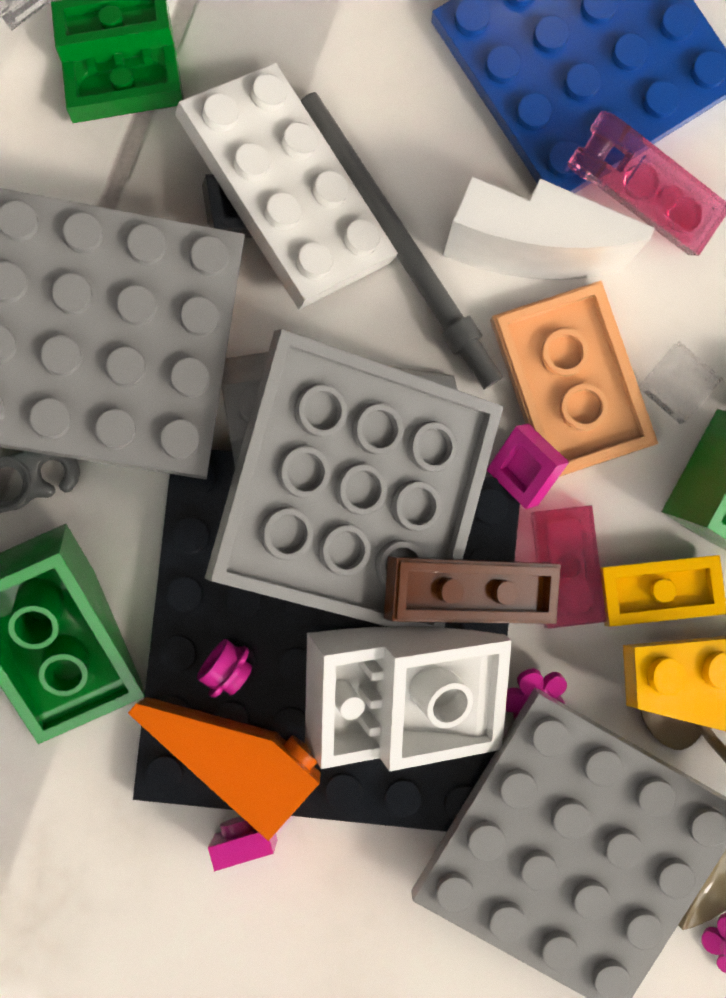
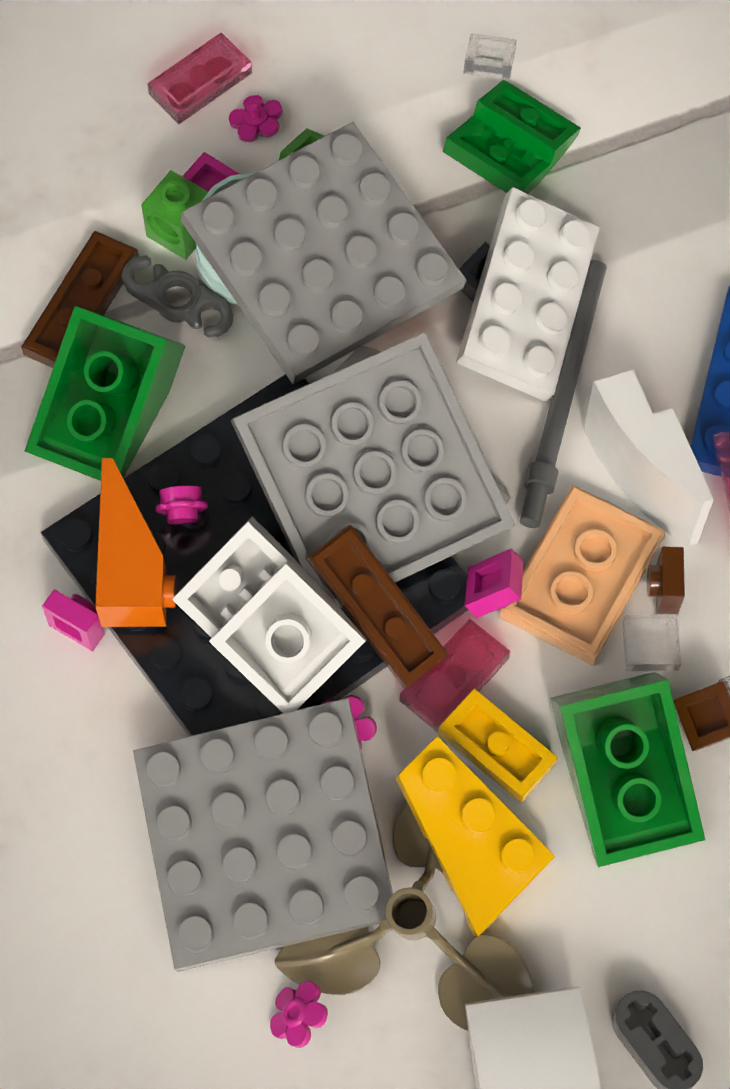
camera: 55 degrees right, 20 degrees down
(650, 322) = (667, 580): none -> reddish brown plate

